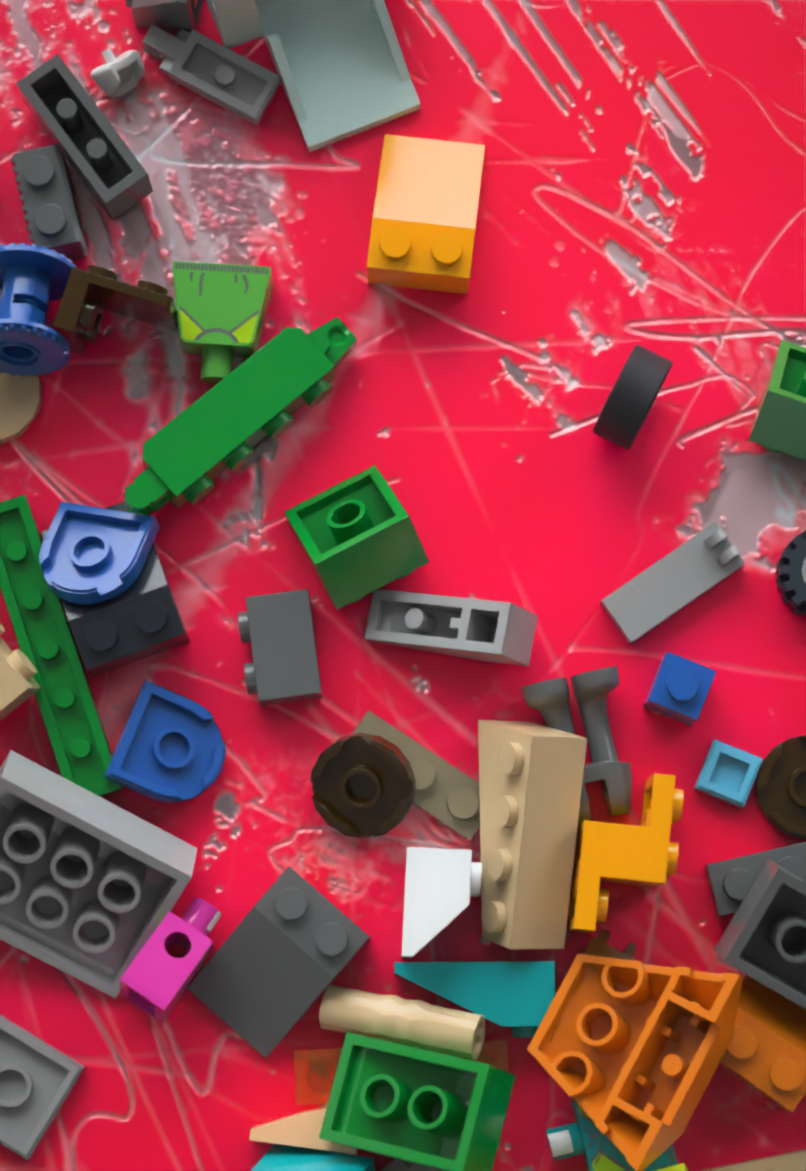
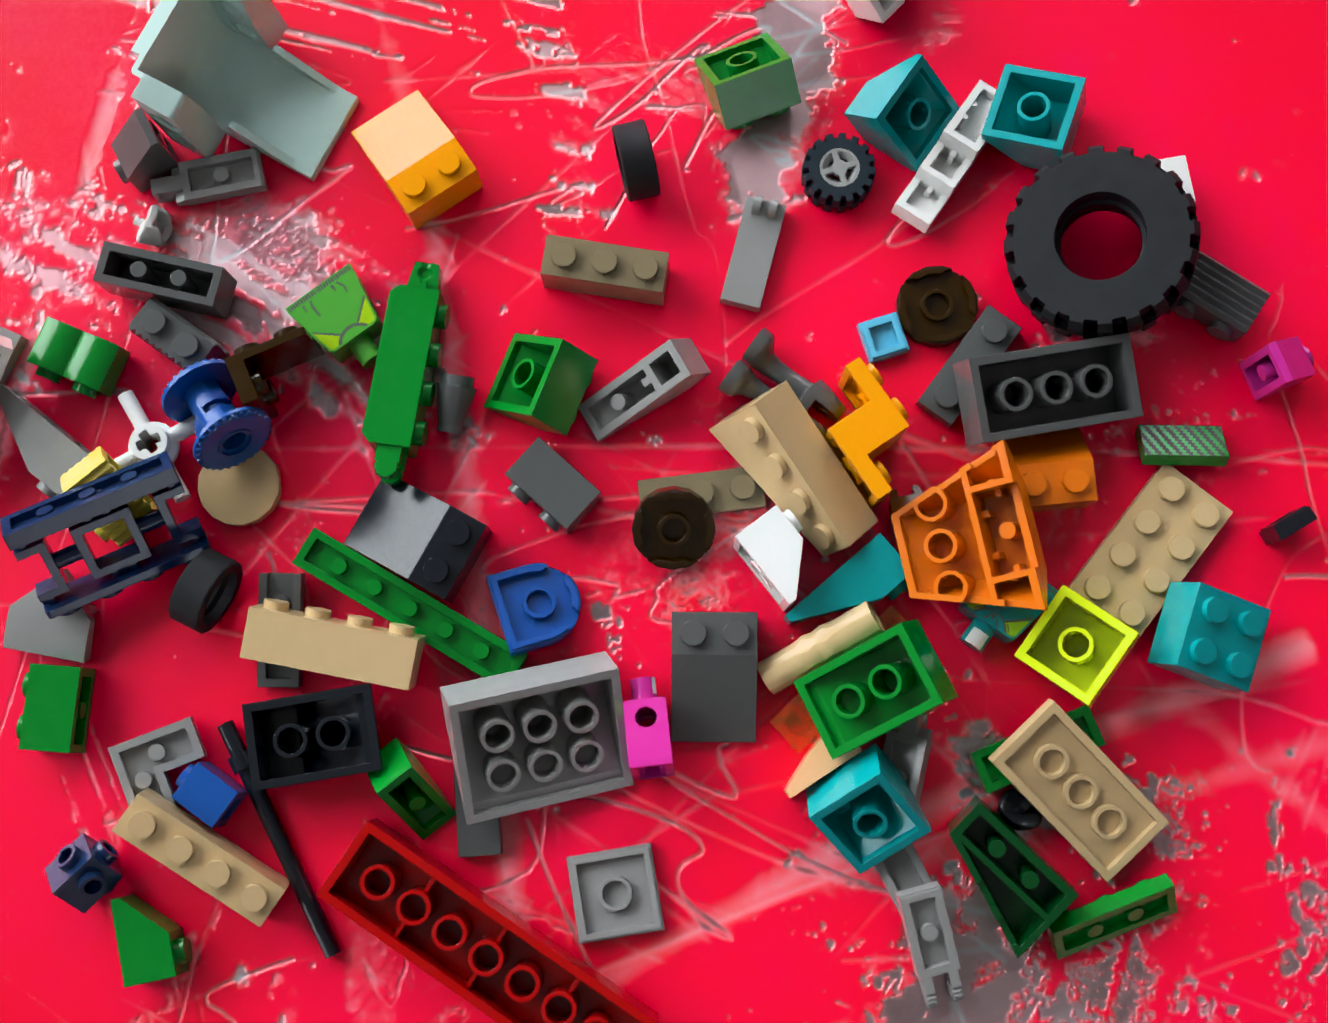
camera: 35 degrees left, 0 degrees up
(95, 551) = (388, 524): tile -> none
(259, 484) = (454, 401): none -> dark grey cone
(512, 479) = (605, 269): none -> dark tan brick
(679, 689) = (812, 310): blue brick -> none

